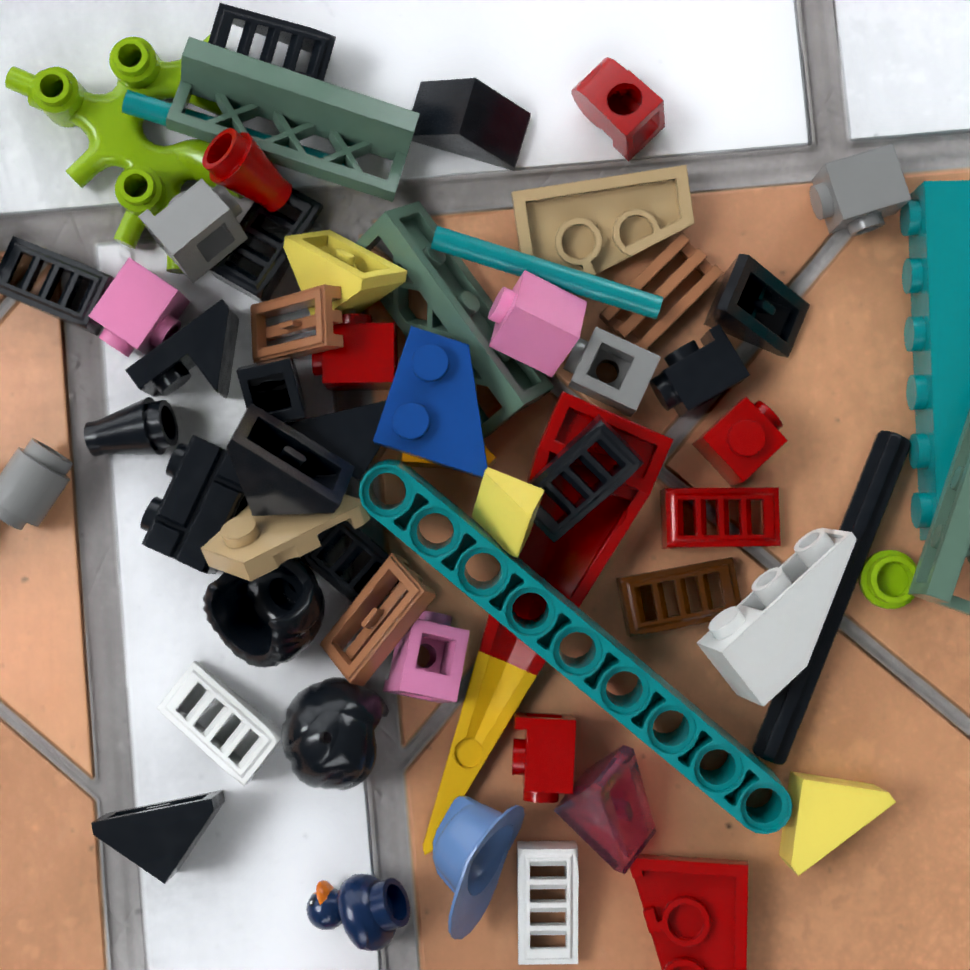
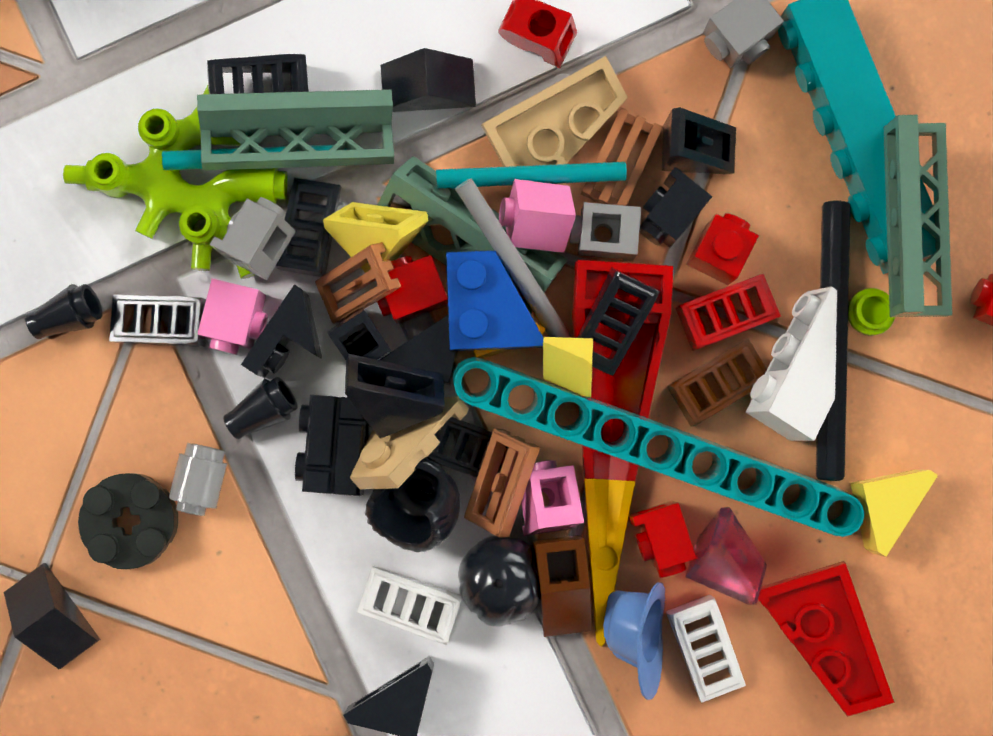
camera: 25 degrees left, 0 degrees up
(243, 167) = (274, 179): red cone -> none
(364, 906) = (572, 702): dark blue animal -> none
(405, 765) = (563, 585): none -> reddish brown slope
(485, 363) = (511, 259): none -> light grey bar

